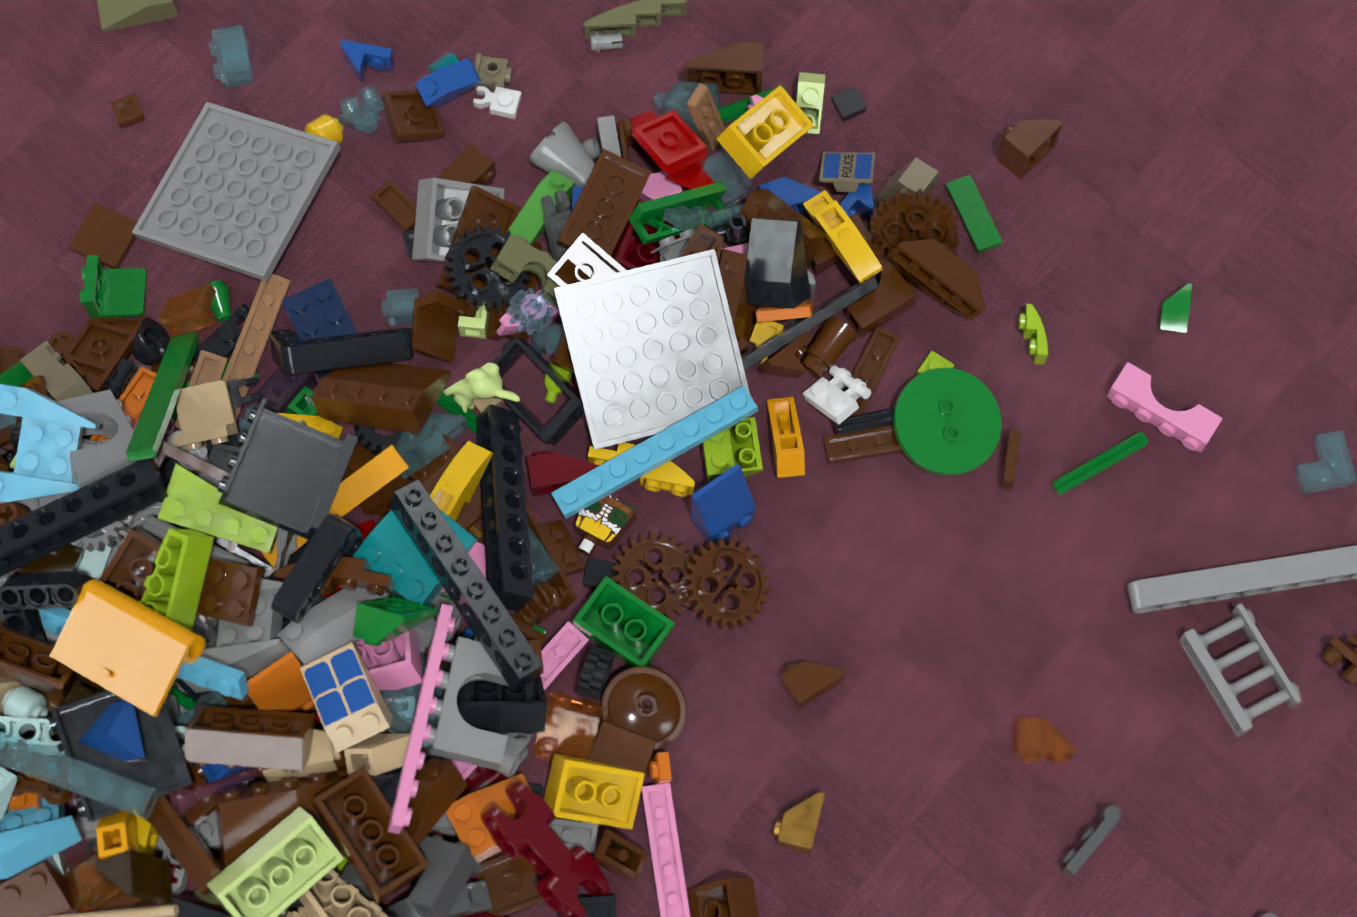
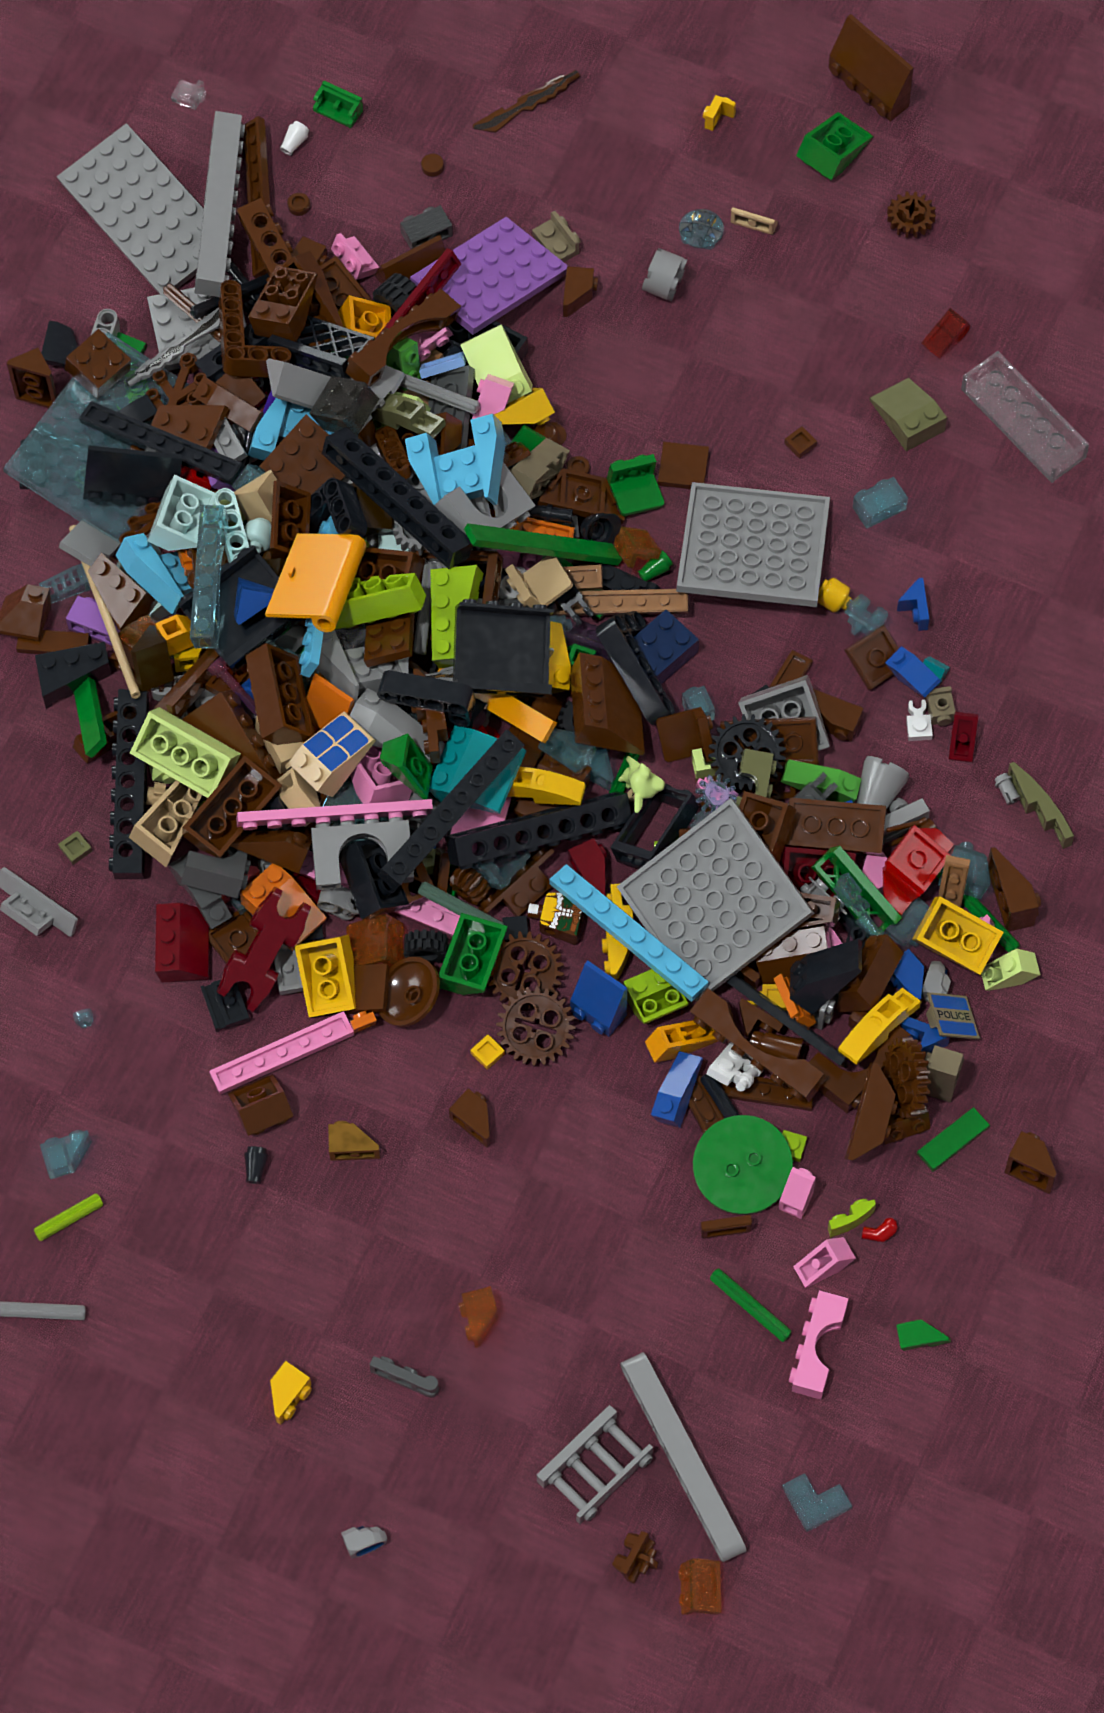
camera: 75 degrees right, 5 degrees down
(534, 62) = (963, 736): none -> dark red slope
(561, 623) = (451, 902): none -> sand green axle
(620, 856) = (279, 1005): reddish brown slope -> none
(735, 646) = (487, 1051): none -> yellow tile
(781, 390) = (796, 1074): none -> reddish brown arch
(800, 171) = (936, 980): none -> light grey rock
(844, 459) = (677, 1090): none -> blue slope
(848, 104) = (1023, 1006): black tile -> none
(998, 374) = (797, 1192): none -> bright pink slope
(1057, 312) = (882, 1233): none -> red arm
(1075, 375) = (824, 1261): none -> bright pink slope

